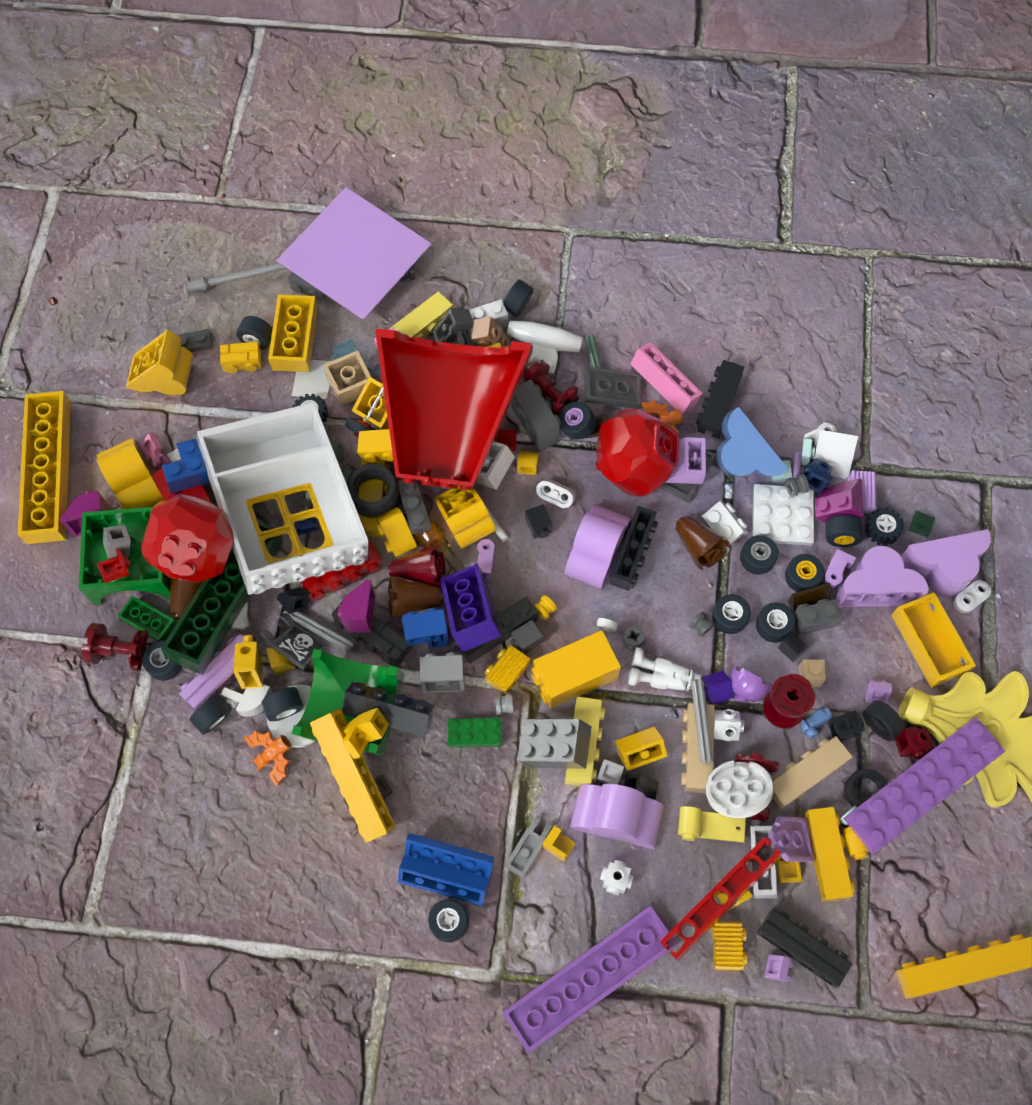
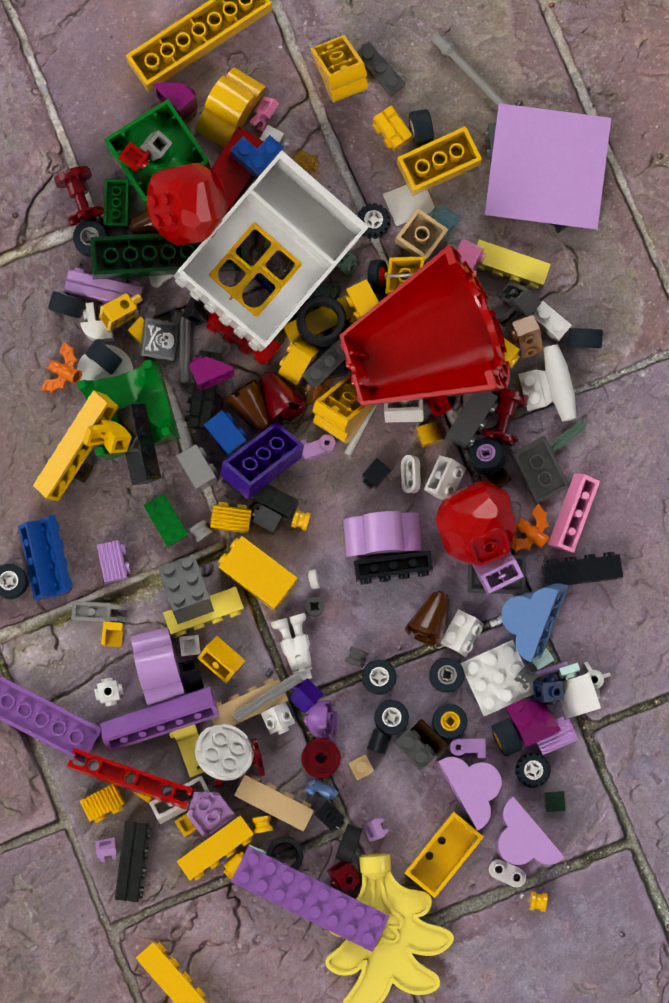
camera: 55 degrees right, 15 degrees up
(486, 804) = (112, 561): none -> lavender brick
(576, 465) = (444, 477): none -> white brick
(671, 840) = (159, 719): none -> medium lavender brick
(824, 795) = (262, 824): none -> yellow wheel
(1012, 581) = (538, 901): none -> yellow wheel

